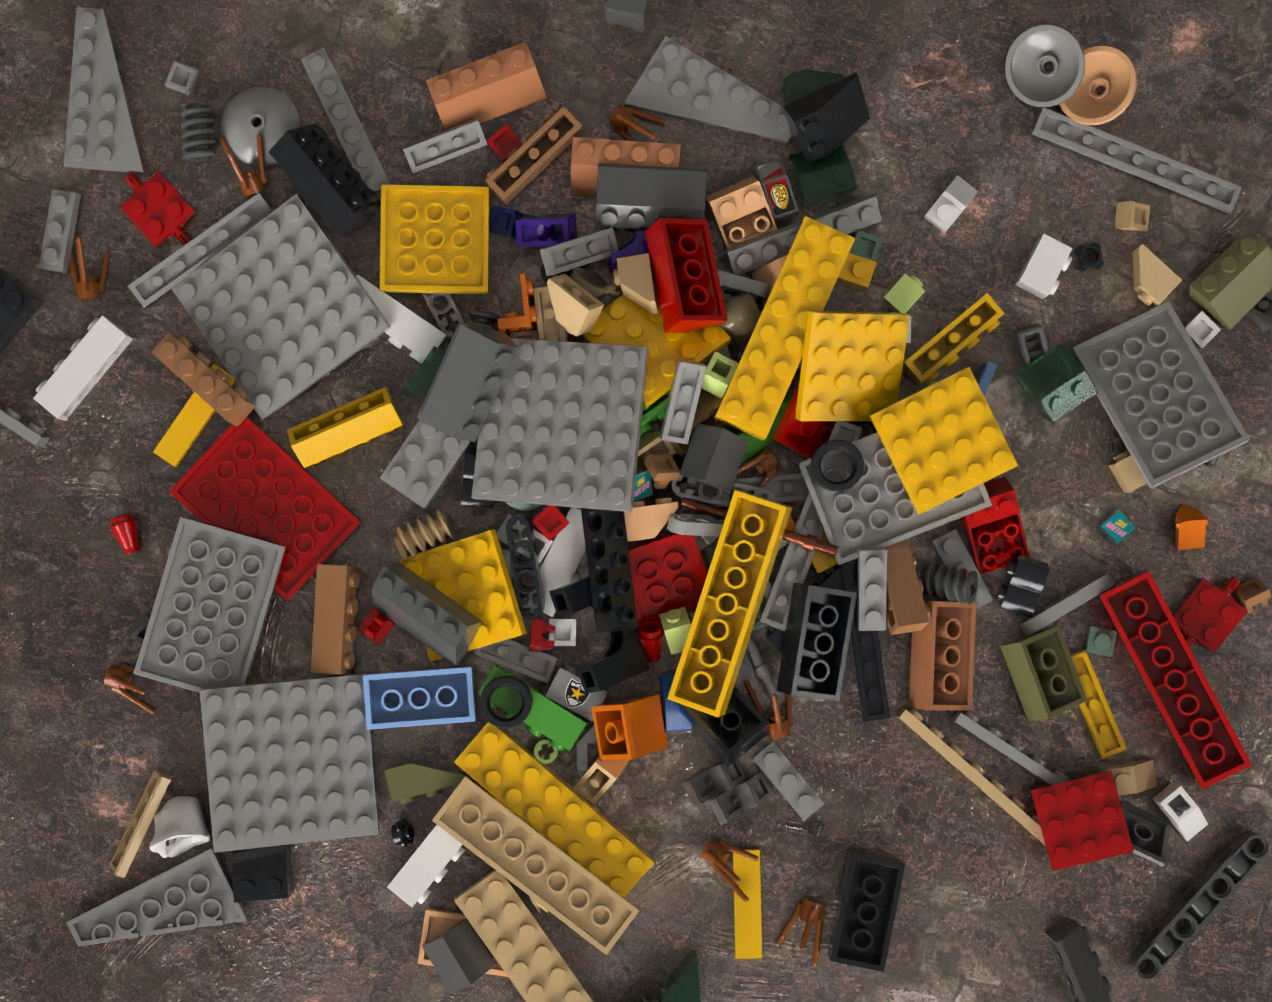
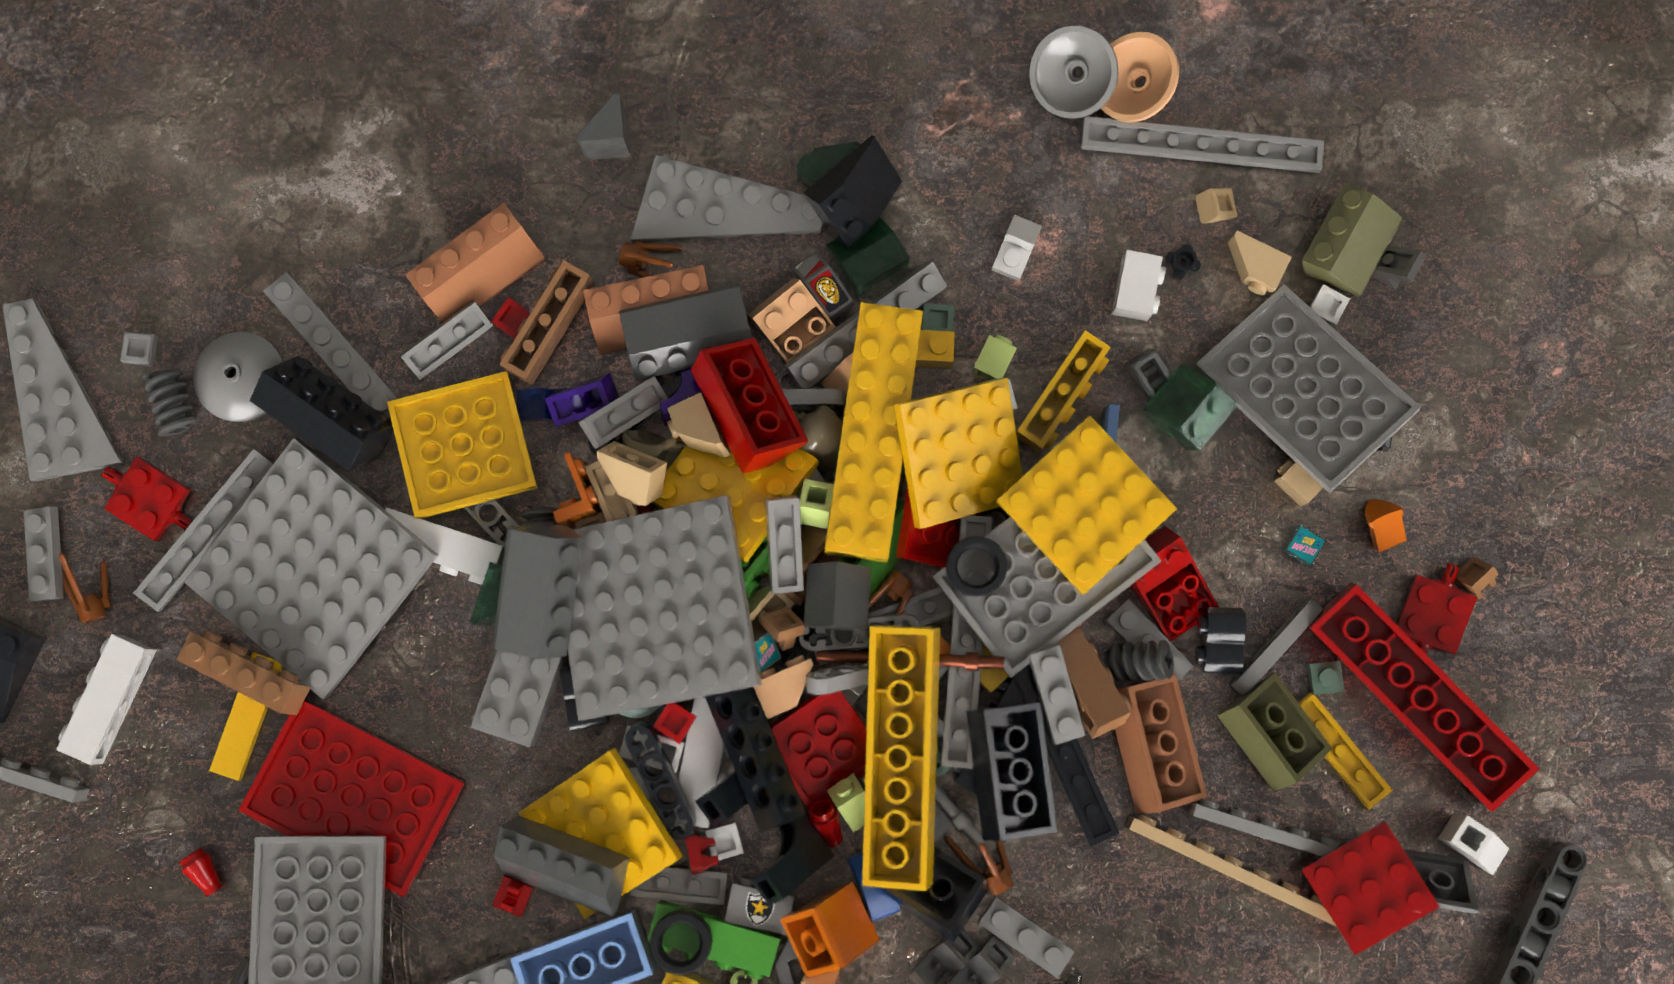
camera: 15 degrees left, 5 degrees down
(249, 181) = (240, 439): dark orange plant -> none
(334, 619) = (462, 903): medium nougat brick -> none
(344, 427) = (416, 682): yellow brick -> none
(422, 535) = (537, 777): tan piece -> none
(1132, 776) = (1408, 819): tan slope -> none

